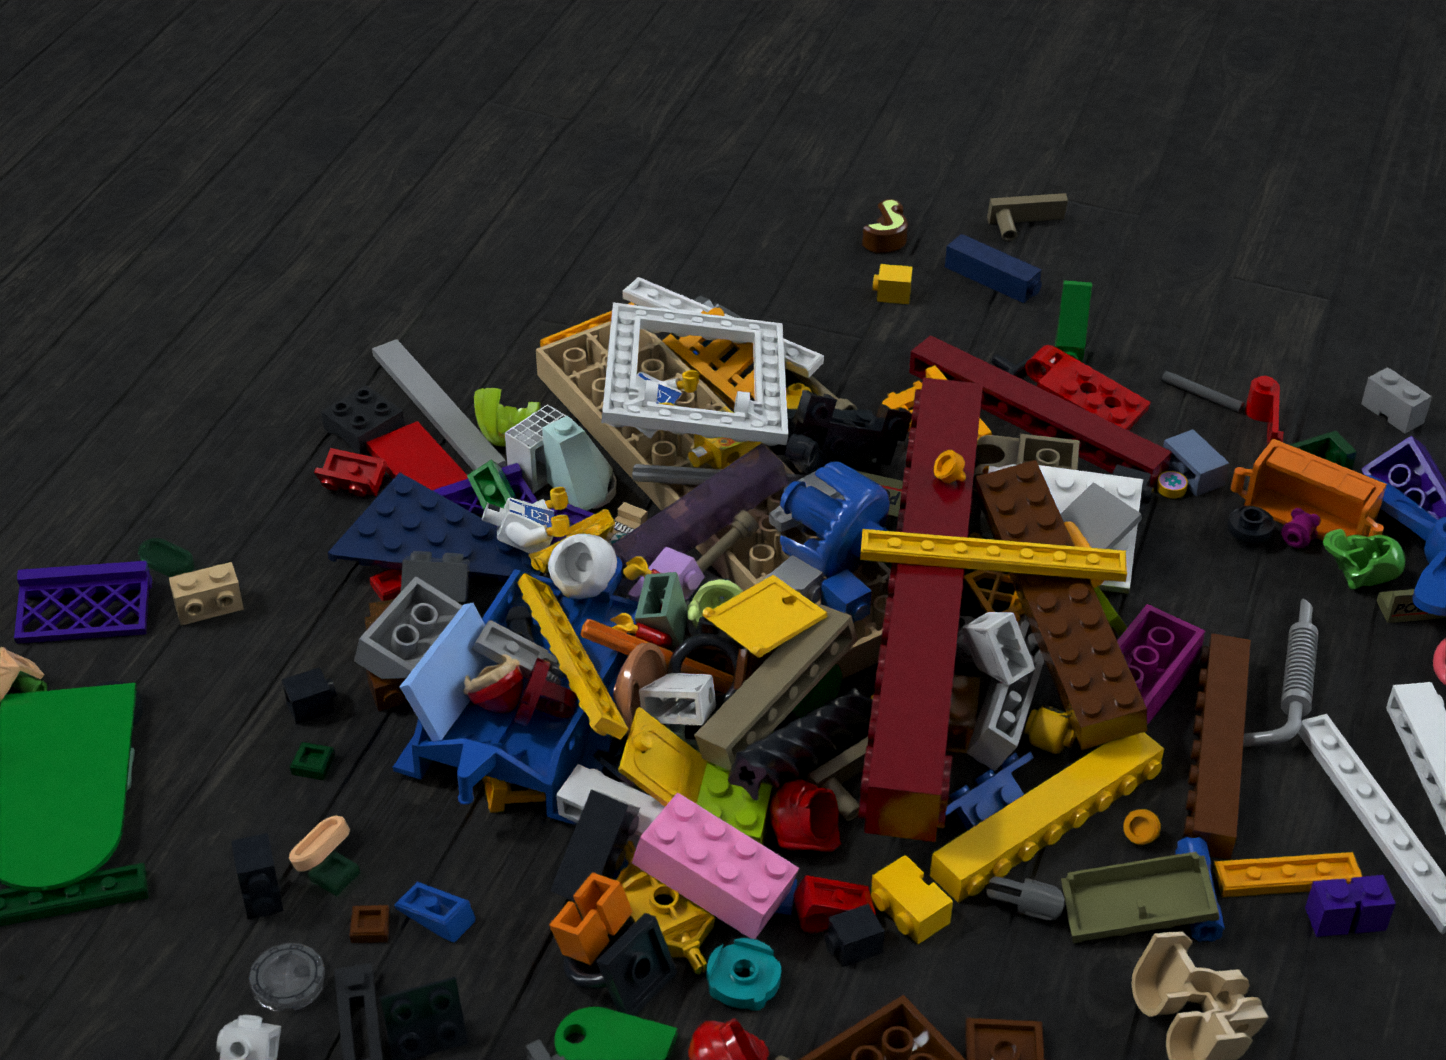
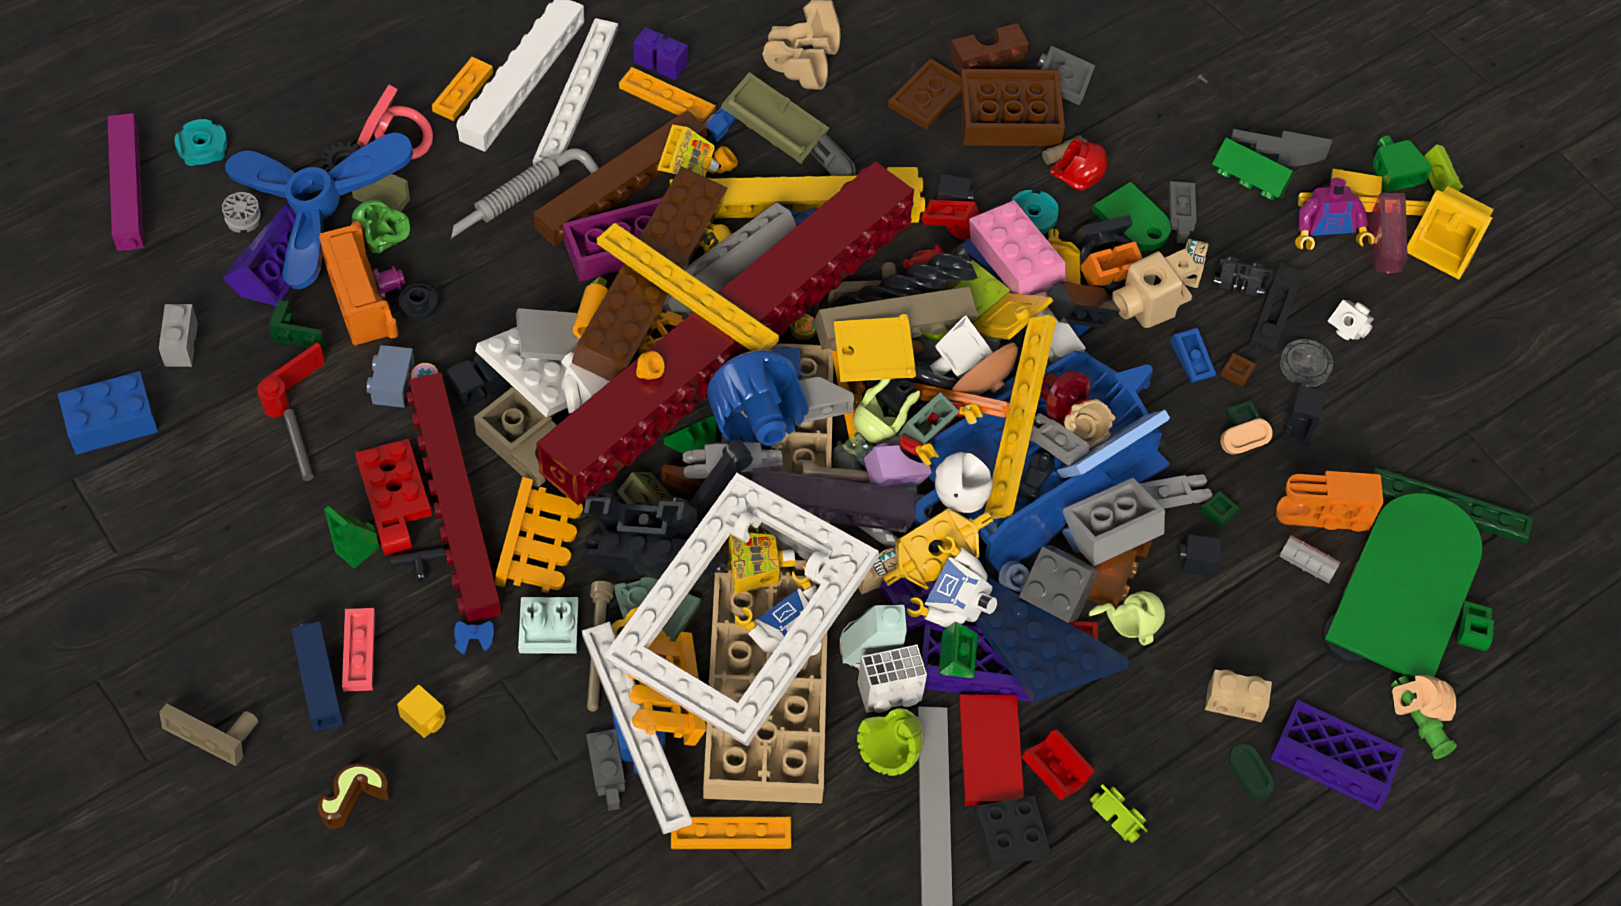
camera: 150 degrees left, 15 degrees up
(182, 799) = (1332, 500): none -> orange brick
(184, 750) = (1309, 559): none -> light grey axle
(274, 473) = (1110, 804): none -> lime hinge
(345, 613) = (1137, 617): none -> yellowish green hair
(372, 743) = (1177, 490): none -> light grey hinge
(487, 589) = (1013, 576): none -> sand blue hat
(500, 1017) = (1197, 251): none -> tan leg
(515, 903) = (1151, 302): none -> tan piece
(862, 370) = (548, 625): none -> light aqua plate
(903, 352) = (464, 633): none -> blue piece
(984, 297) = (358, 649): none -> coral plate
(998, 646) = (733, 245): white torso -> none
(1175, 782) = (687, 150): none -> torso
(1363, 329) = (107, 413): none -> blue brick

